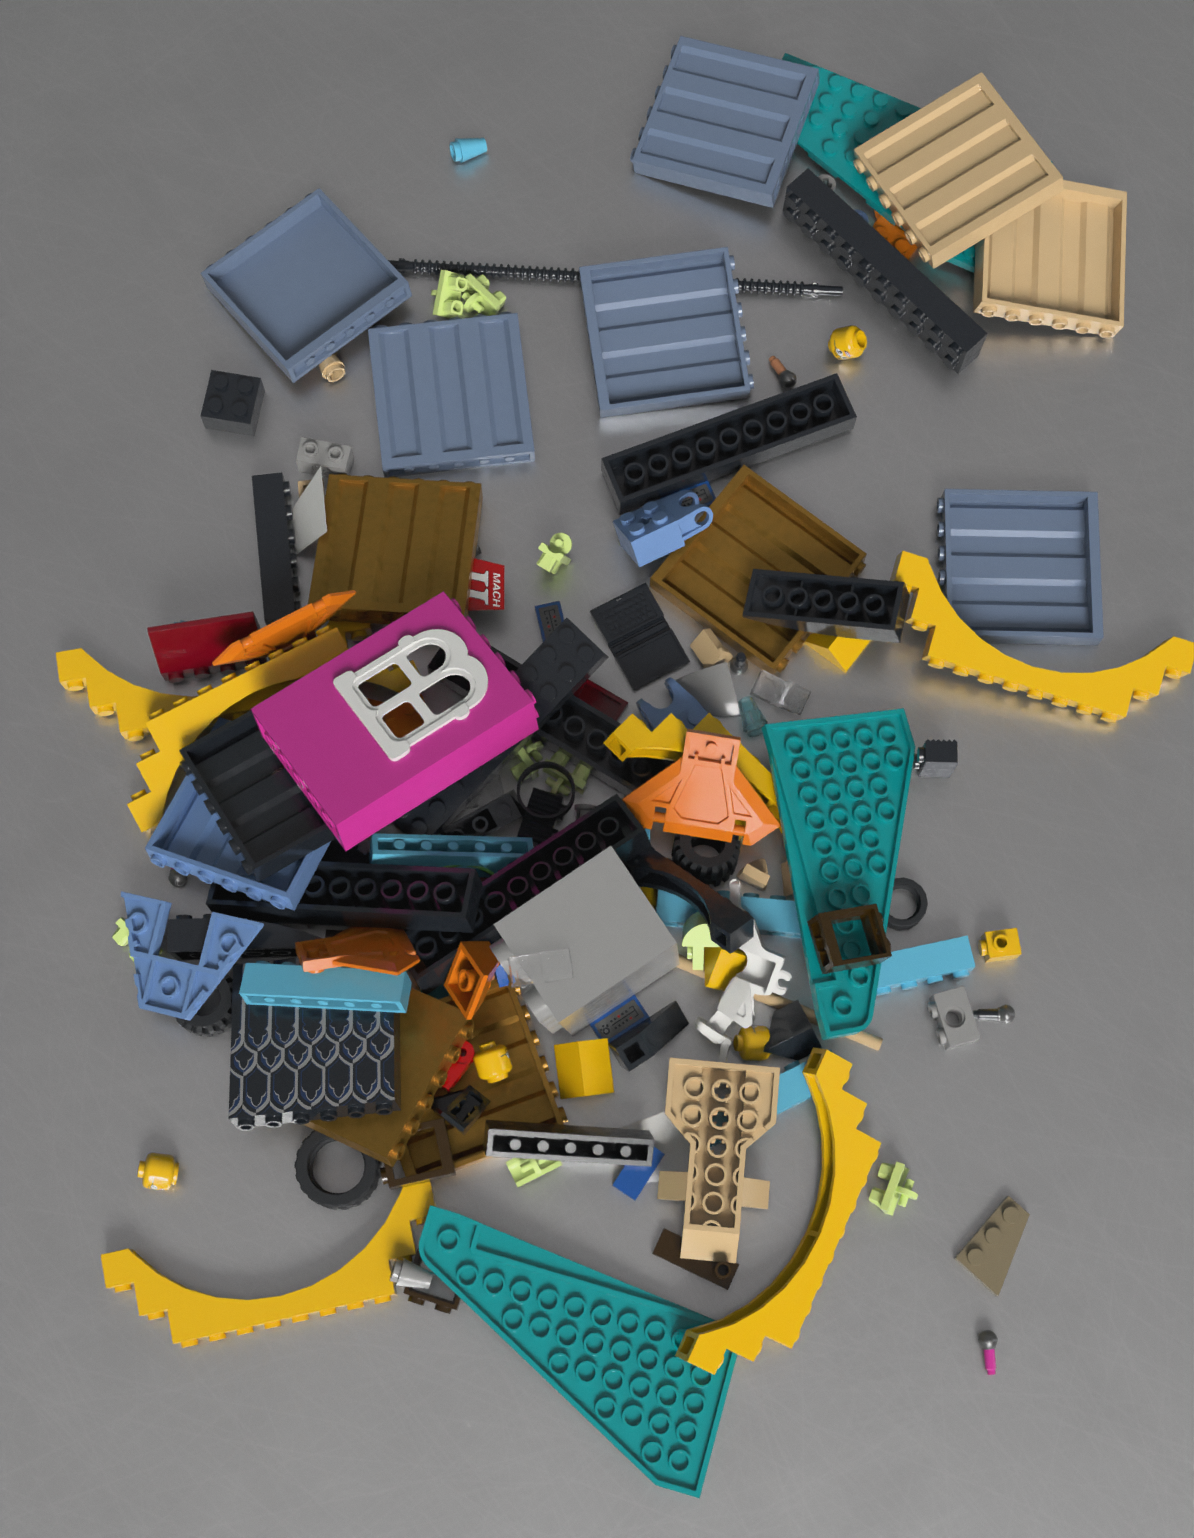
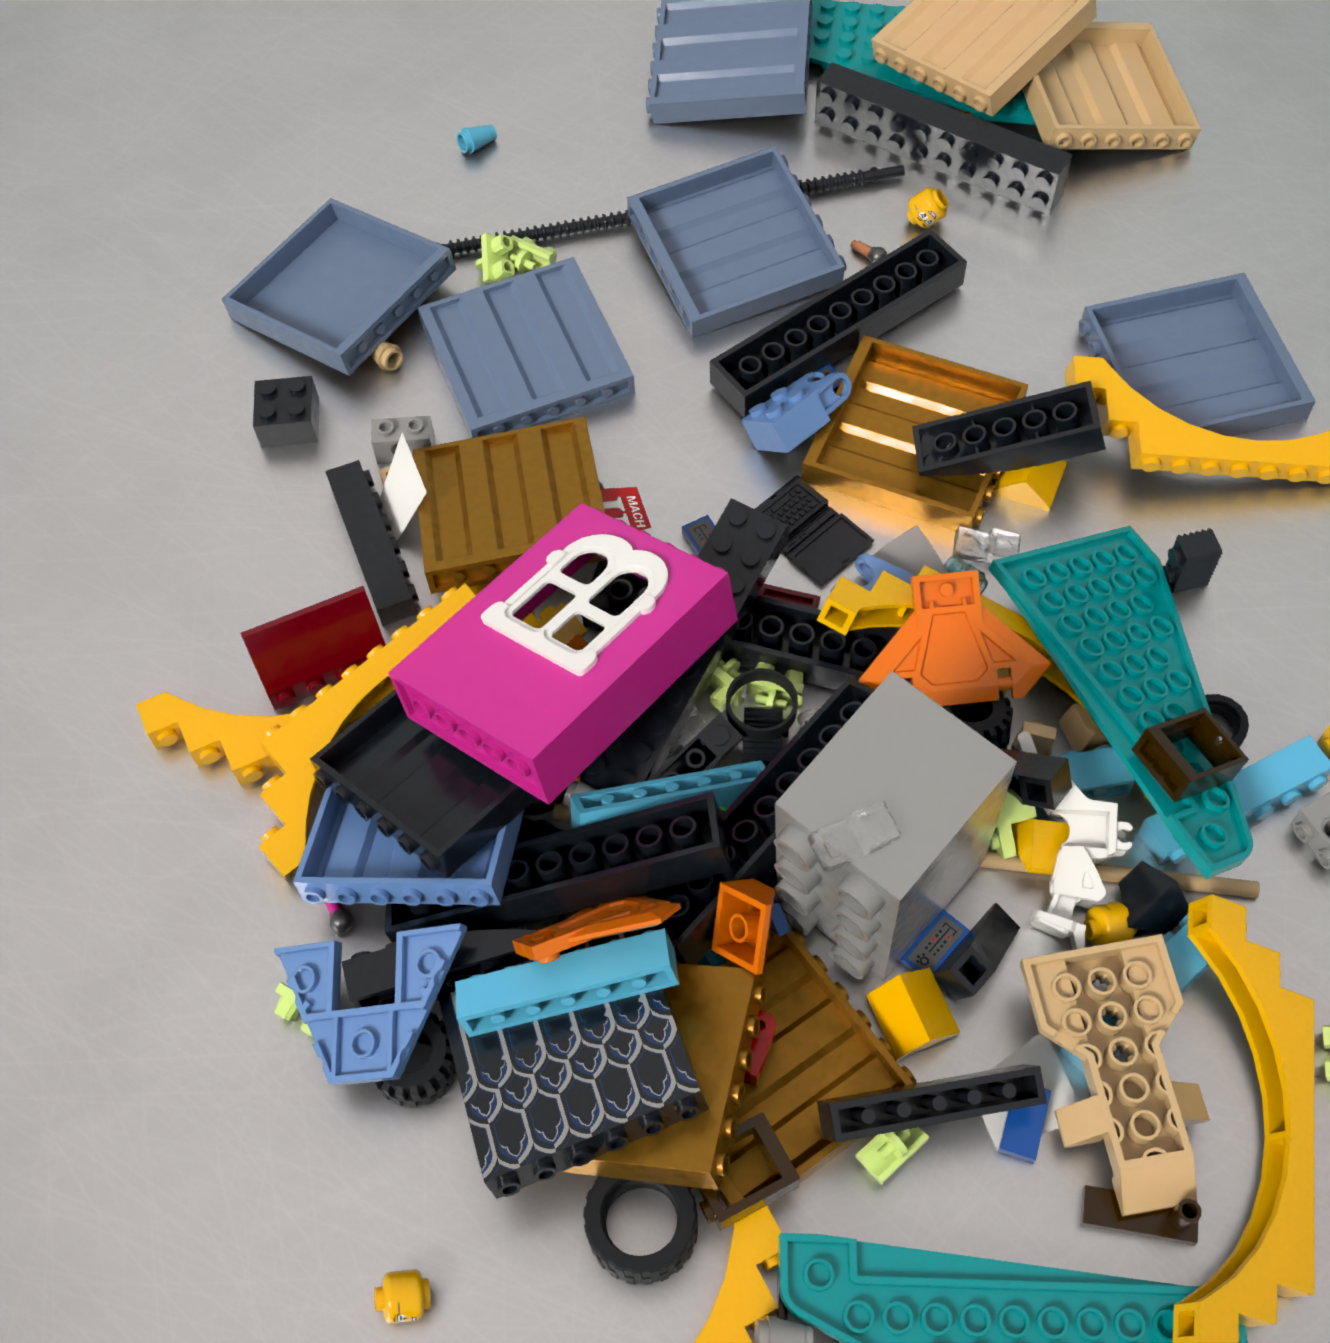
camera: 10 degrees left, 15 degrees down
(285, 631) = (404, 597): orange plate -> none
(461, 1108) = (779, 1099): black slope -> none
(492, 1062) = (801, 1028): yellow head -> none
(555, 554) = (688, 466): yellowish green hips -> none
(709, 649) = (892, 519): tan tile -> none
(739, 663) = (930, 526): piece -> none

